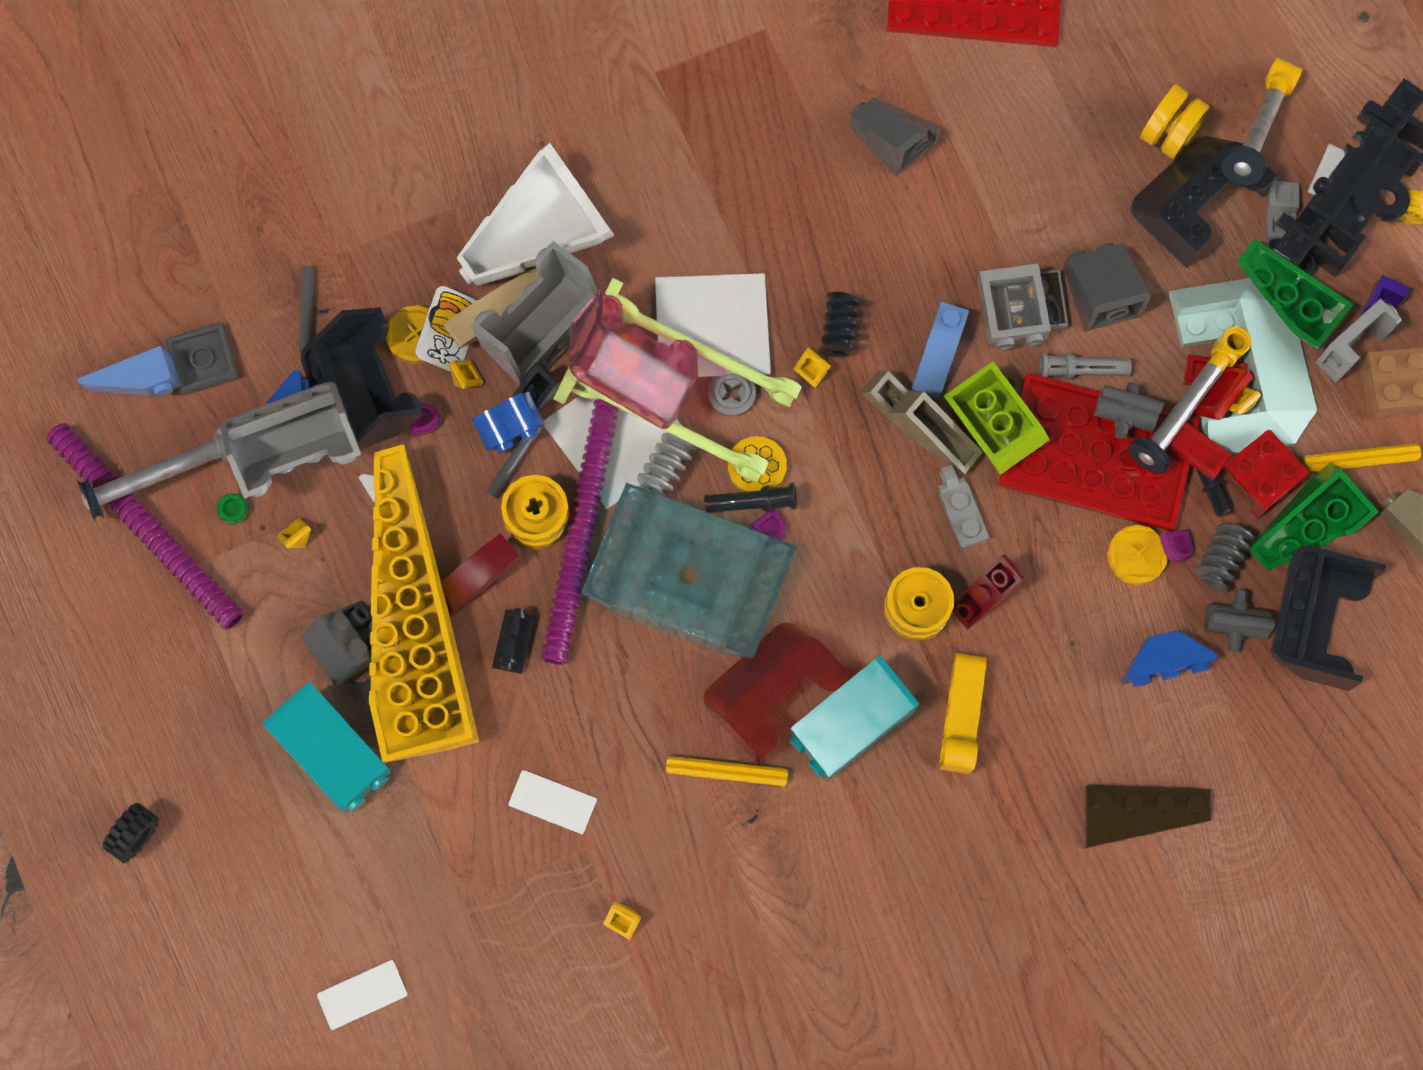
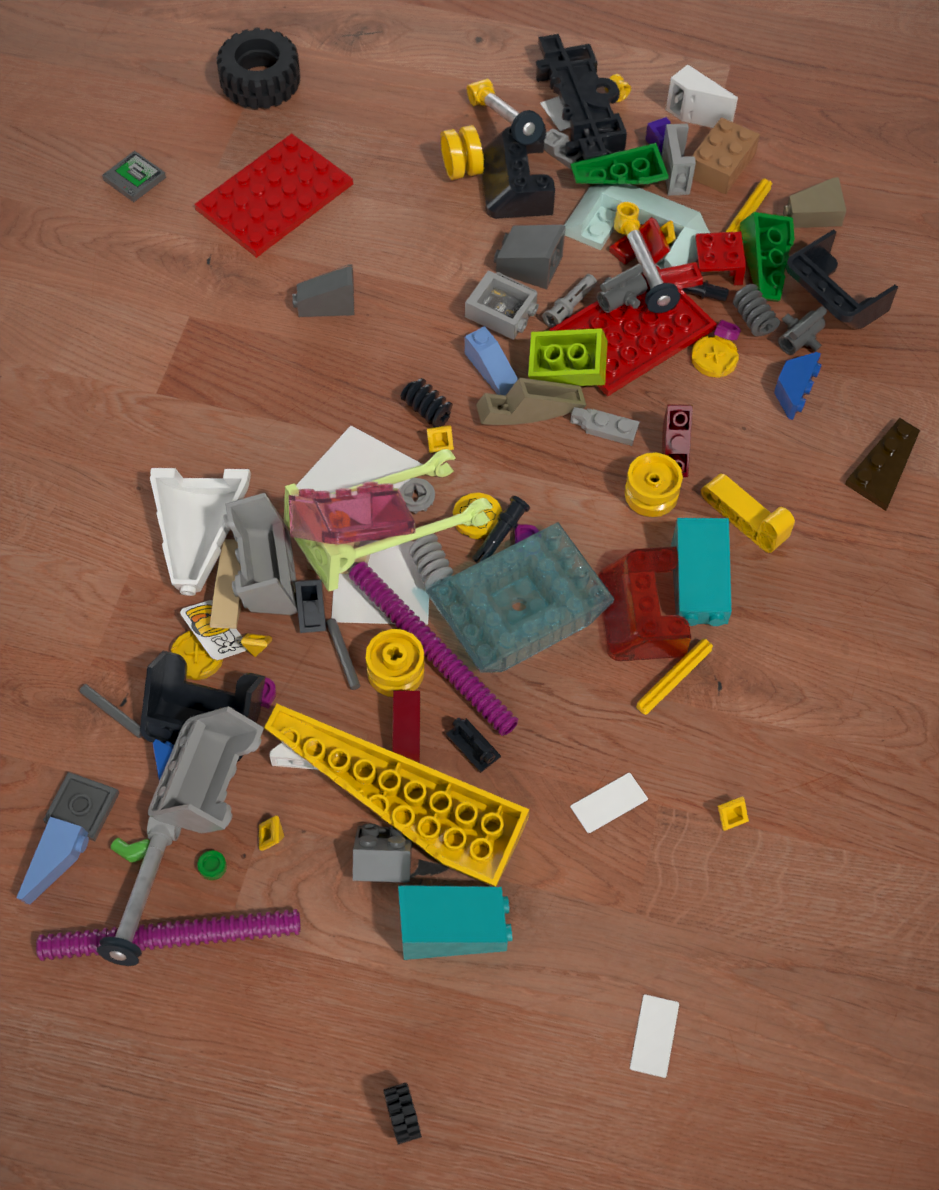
camera: 50 degrees left, 15 degrees down
(191, 433) = (132, 852): none -> bright green arm
(508, 422) = (317, 633): blue brick -> none

